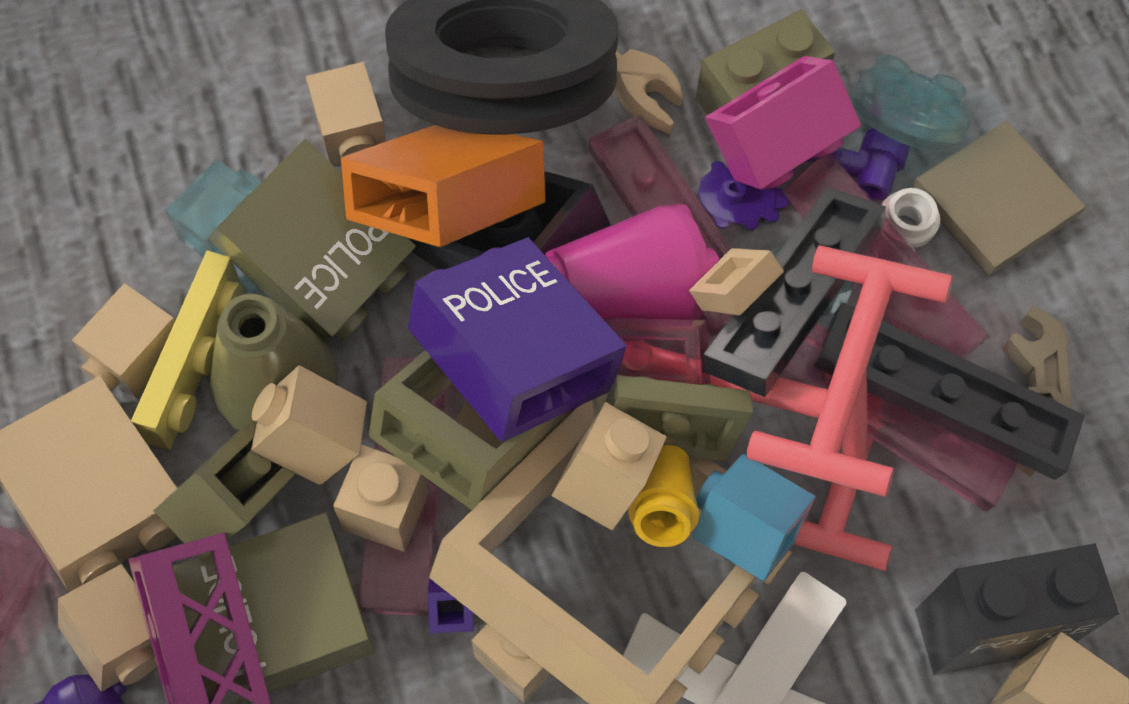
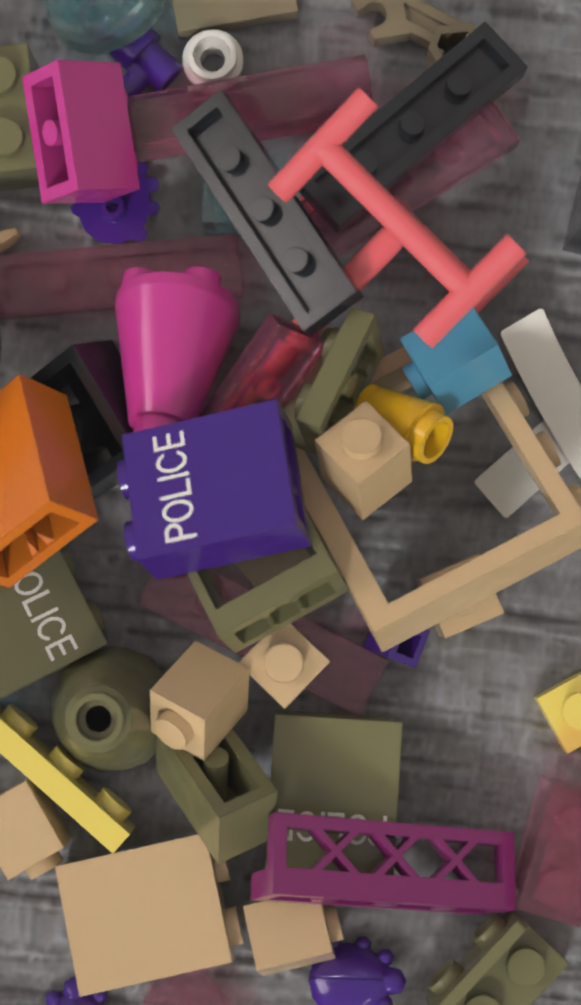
camera: 60 degrees left, 20 degrees up
(736, 281) = (239, 264): tan tile -> none

